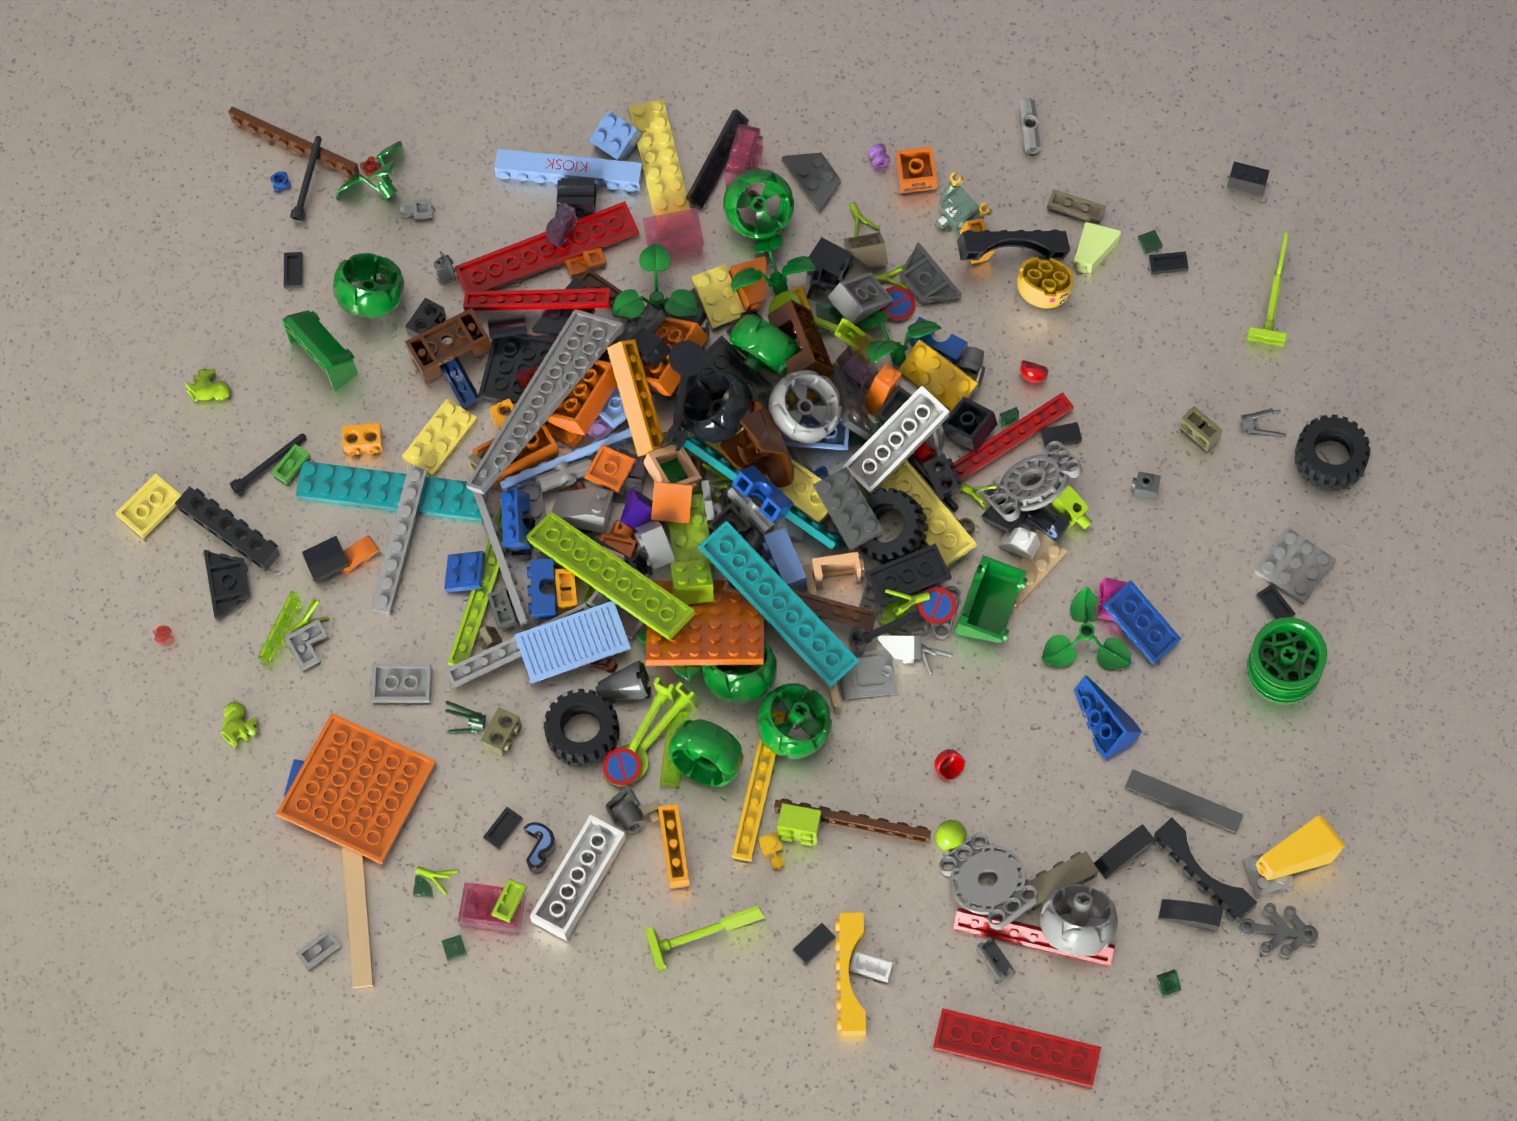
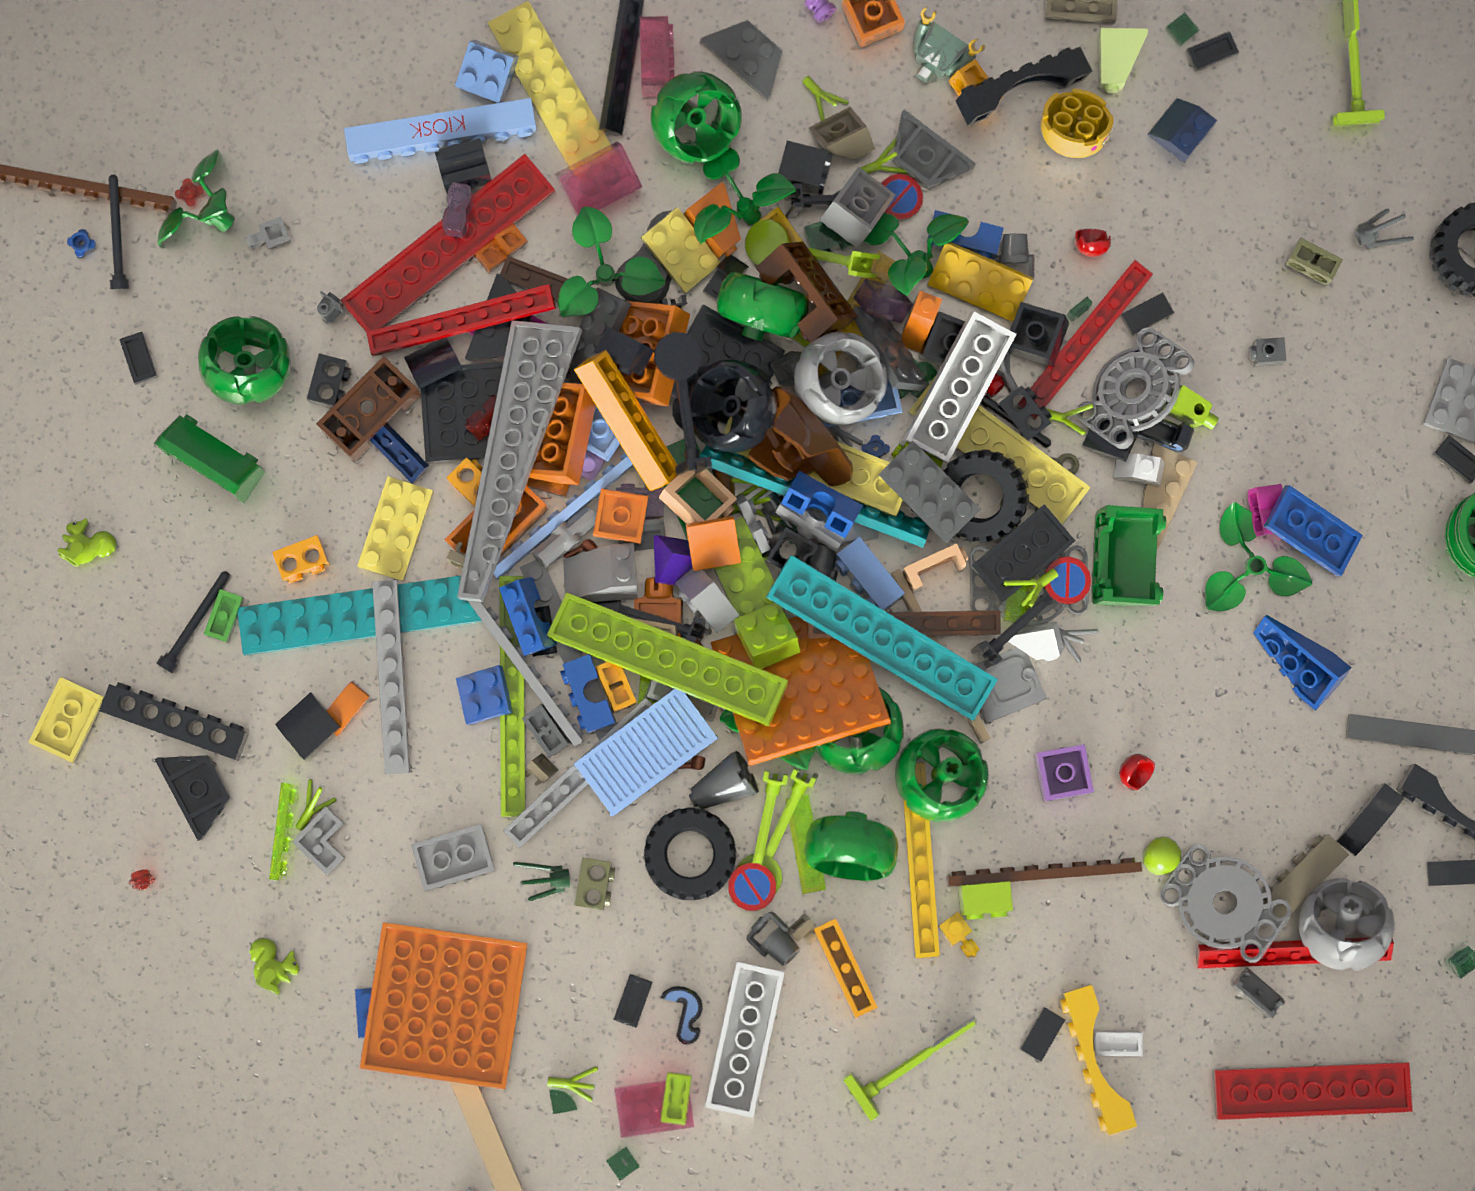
camera: 25 degrees left, 15 degrees up
(891, 748) = (1064, 773): none -> medium lavender brick
(1129, 311) = (1182, 128): none -> dark blue slope

